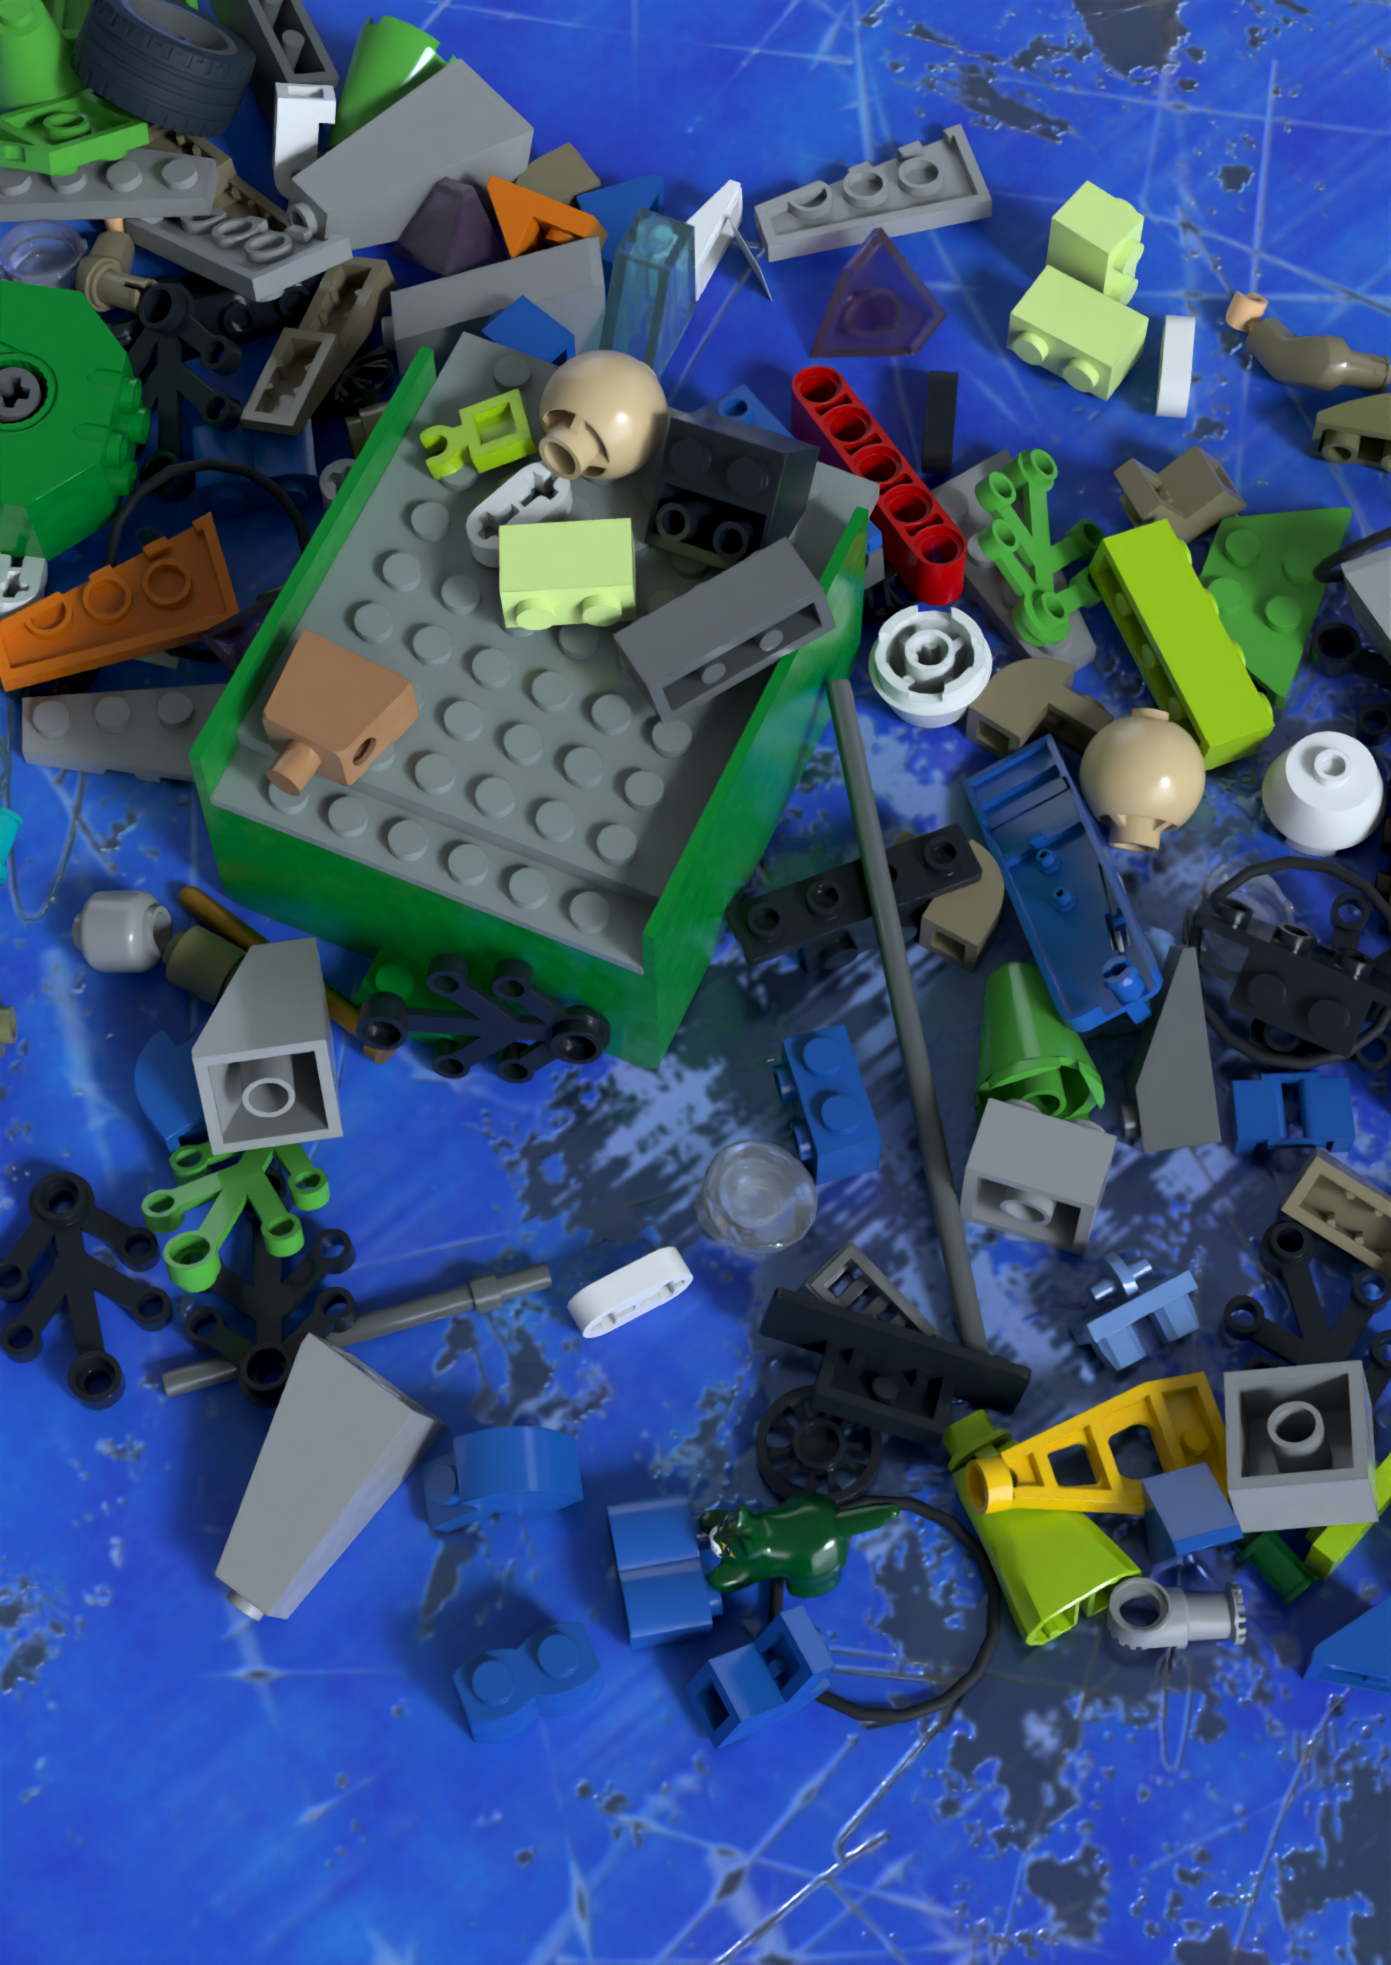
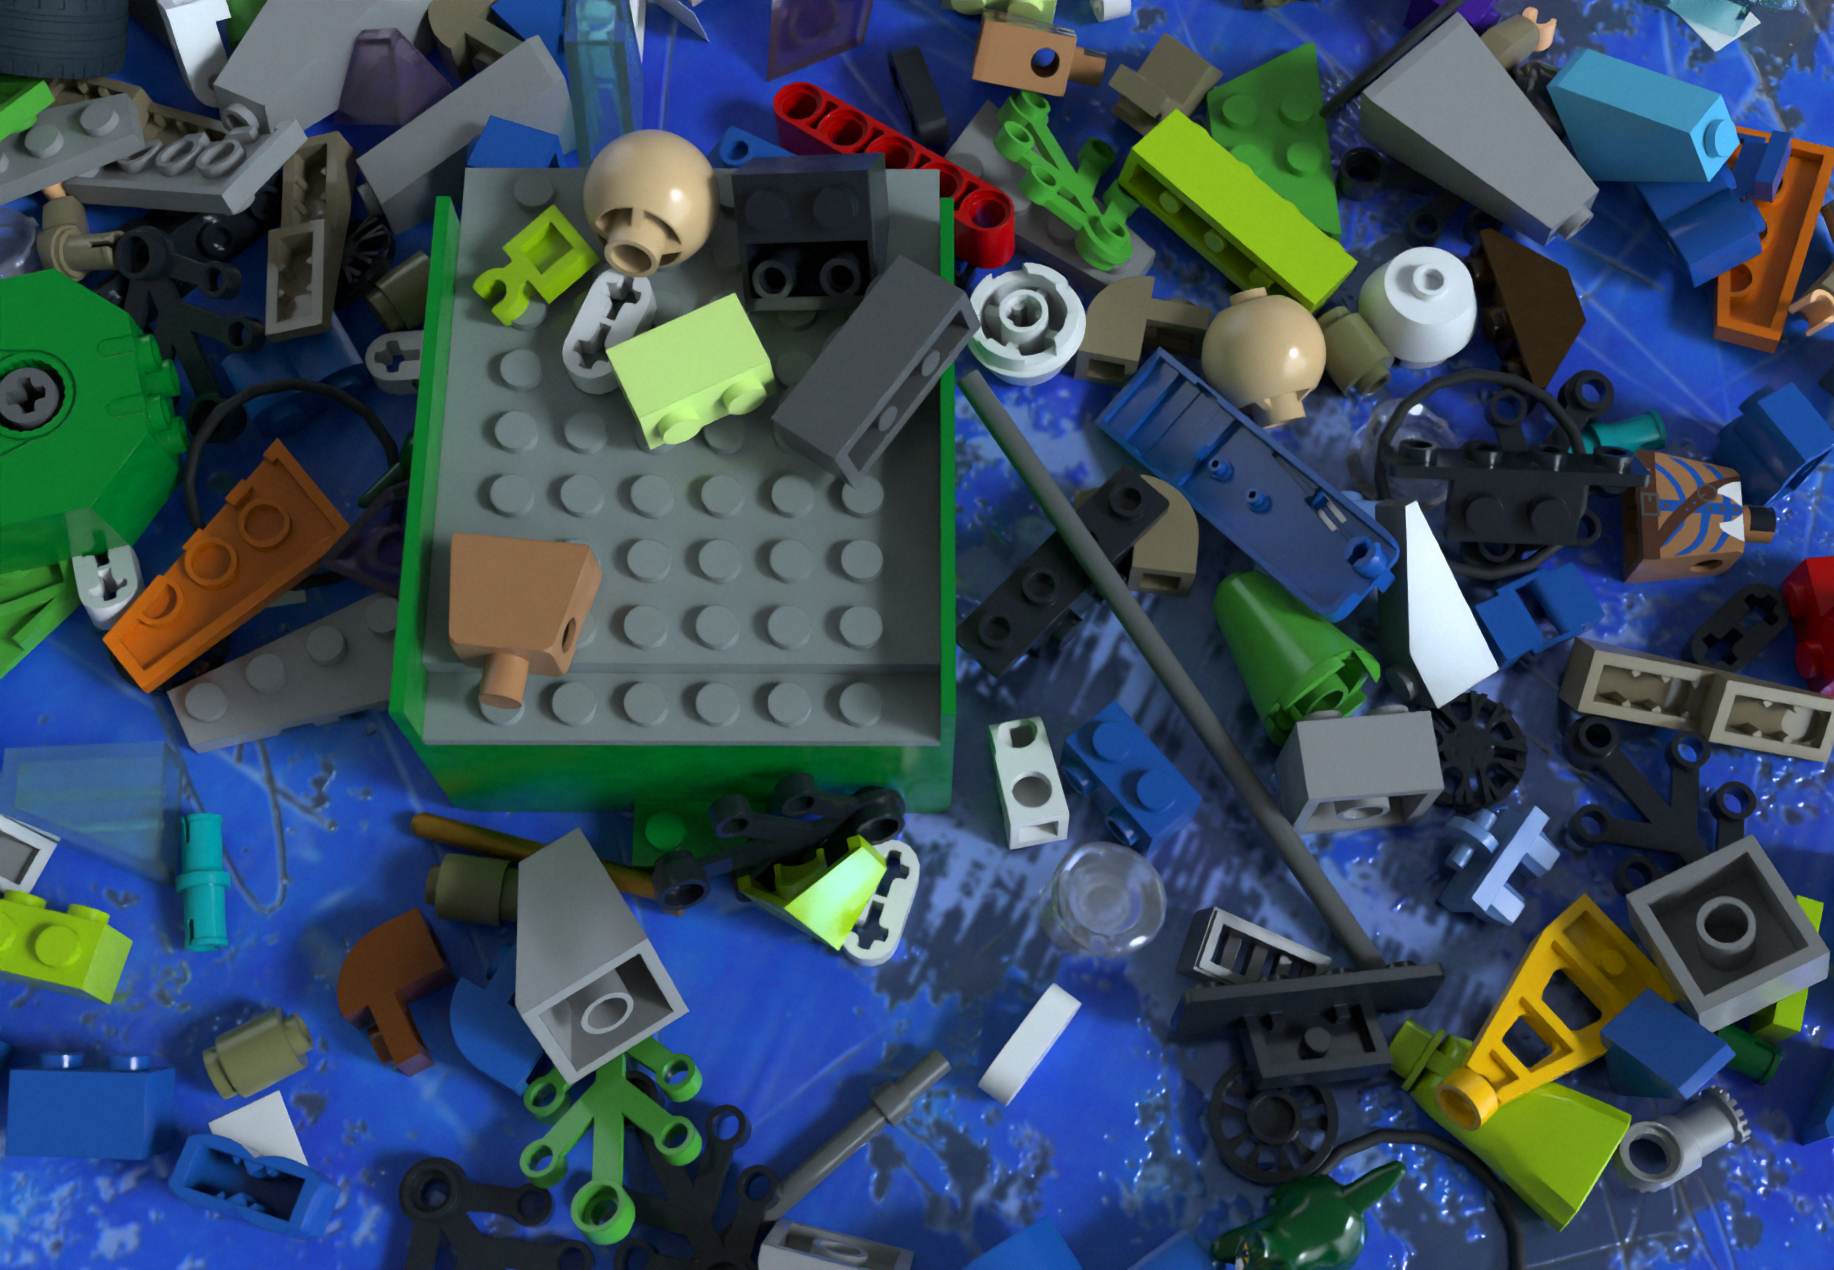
camera: 25 degrees left, 5 degrees up
(103, 1007) = (384, 976): none -> reddish brown brick
(122, 931) = (371, 887): light grey head -> none
(507, 1088) = (821, 898): none -> lime slope
(532, 218) = (461, 38): orange slope -> none
(547, 1113) = (894, 908): none -> white beam
(736, 1073) = (1027, 783): none -> white leg
(1037, 414) = (1010, 41): none -> medium nougat torso
(1163, 1208) = (1469, 750): none -> black wheel
(1236, 809) = (1354, 353): none -> olive brick

